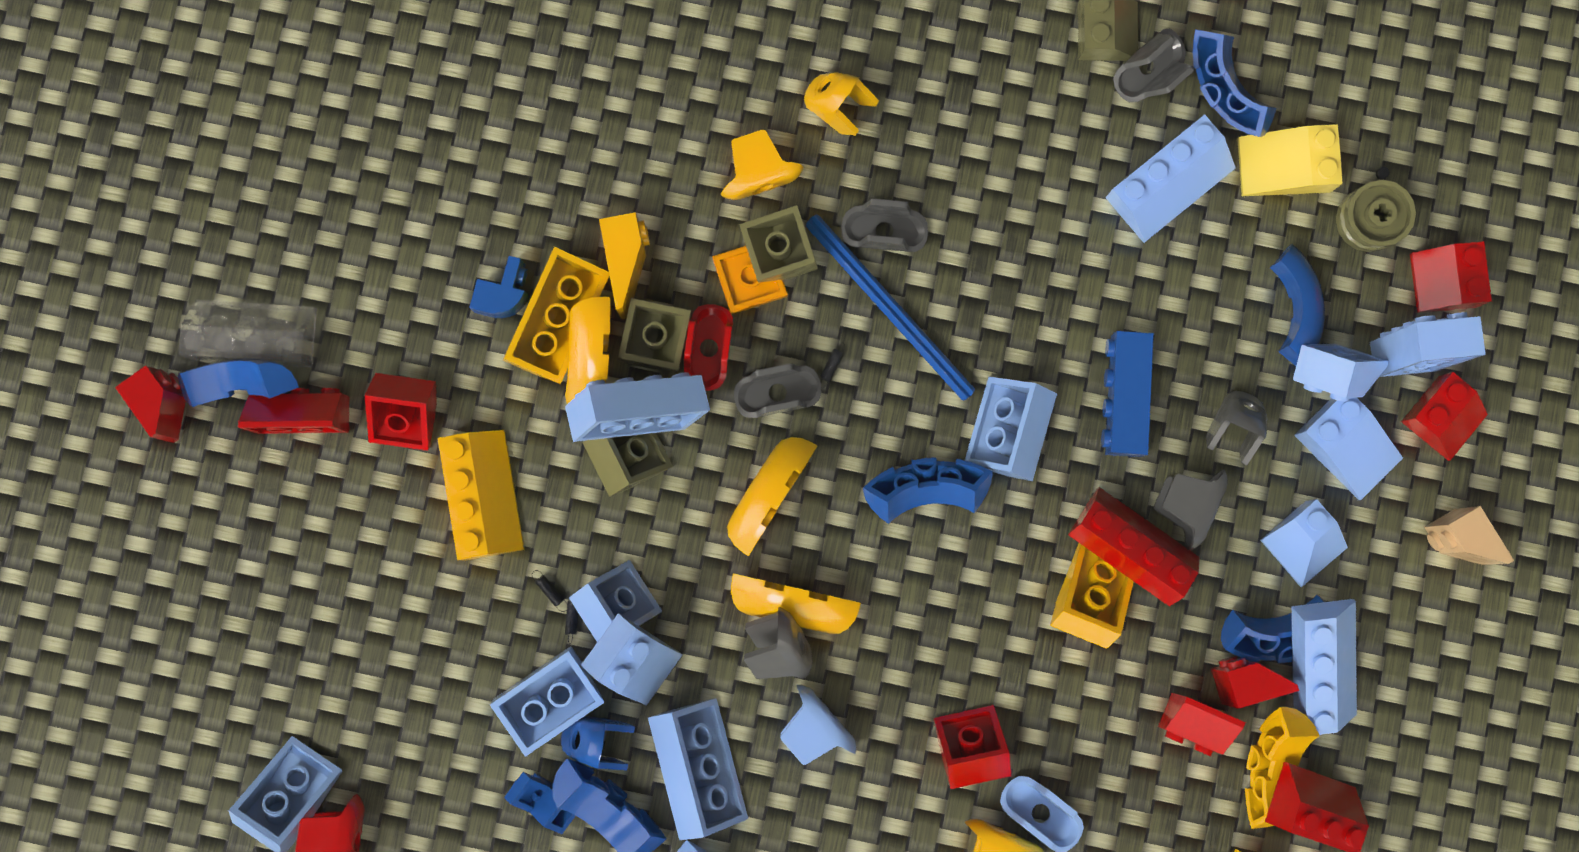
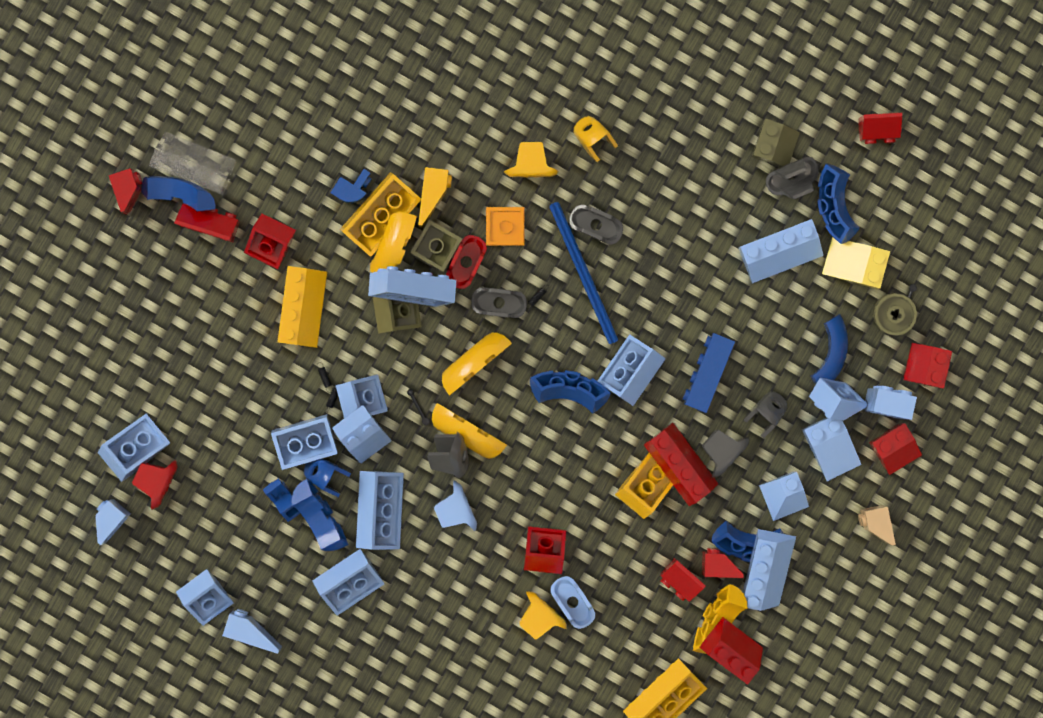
camera: 20 degrees right, 5 degrees up
(688, 571) = (425, 420): none -> black hinge
(778, 245) = (528, 215): olive slope -> none

